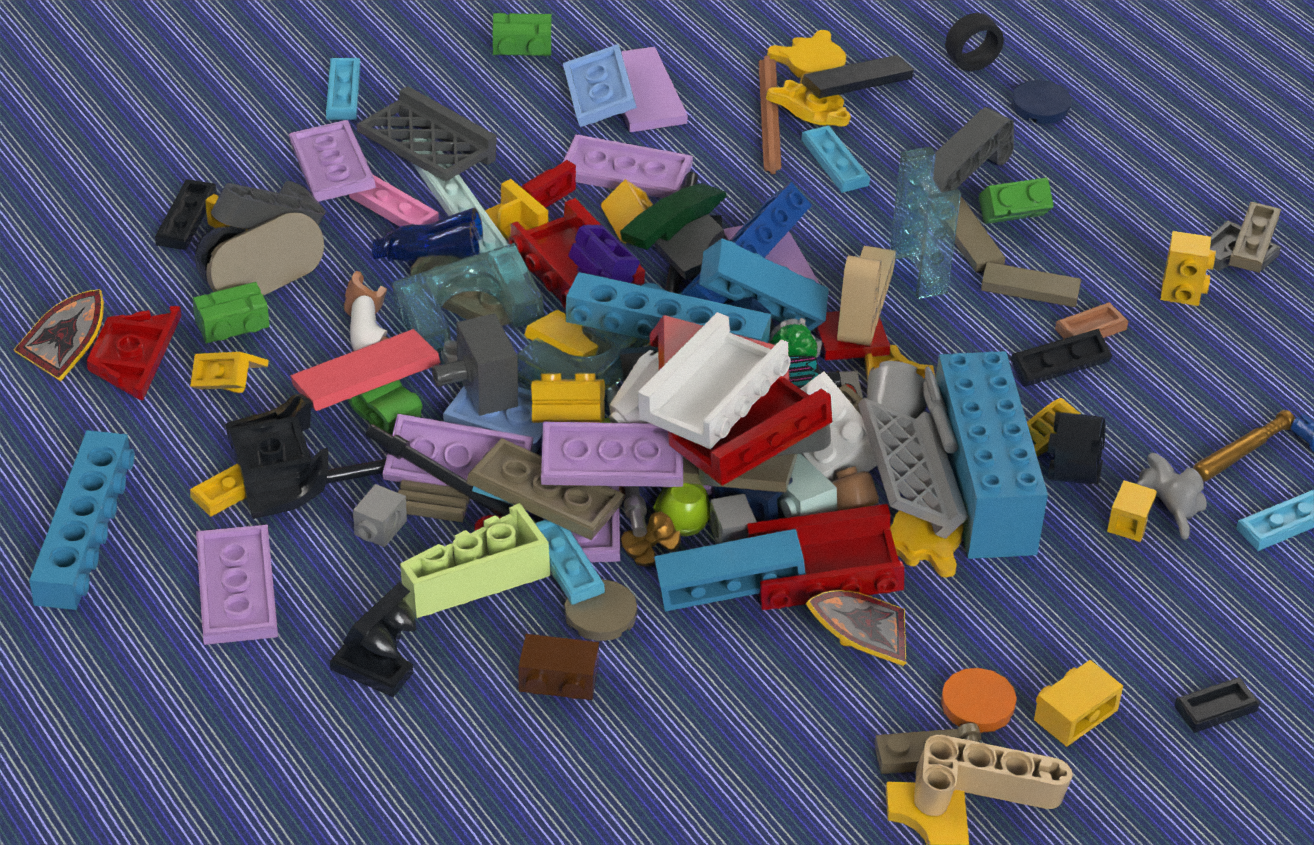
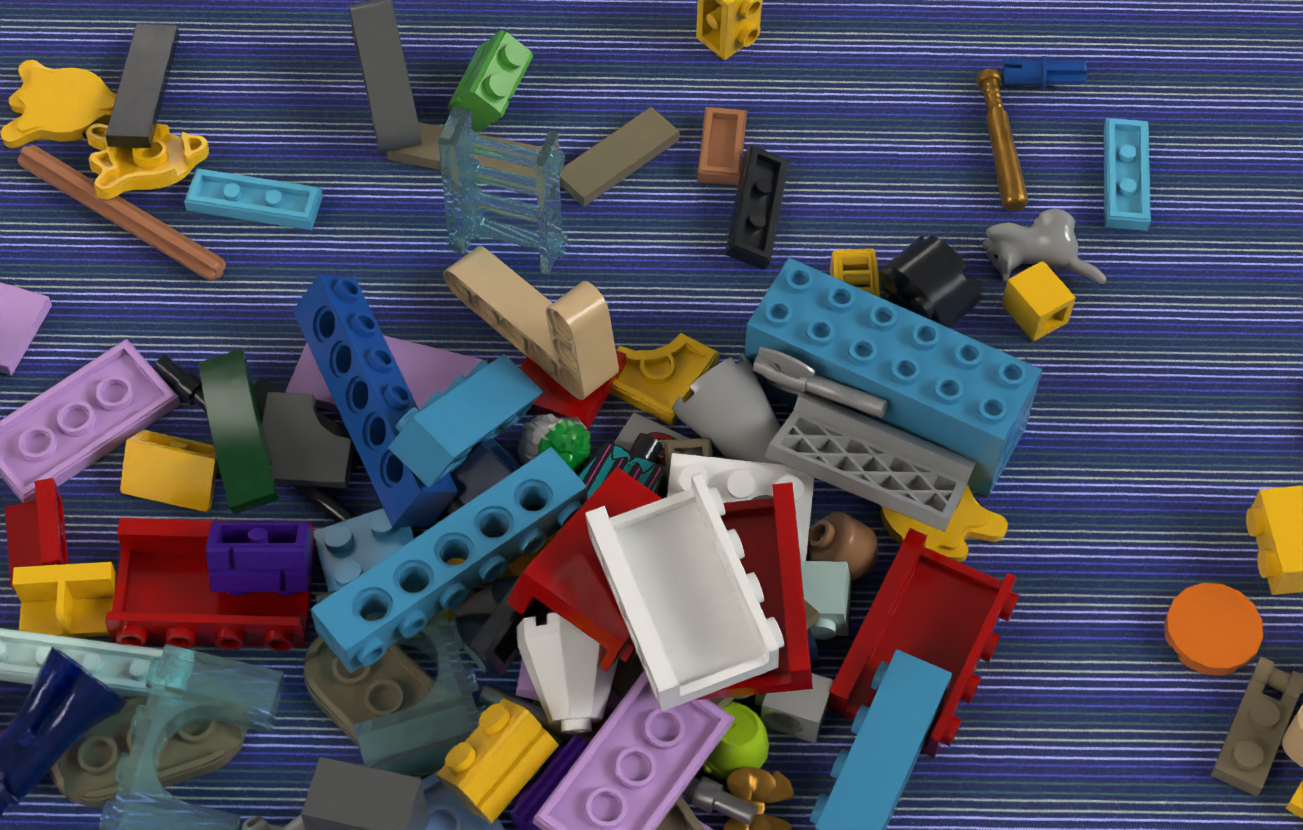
camera: 55 degrees left, 15 degrees up
(561, 334) = (360, 695): yellow tile -> none
(863, 623) = (1044, 669): shield -> none

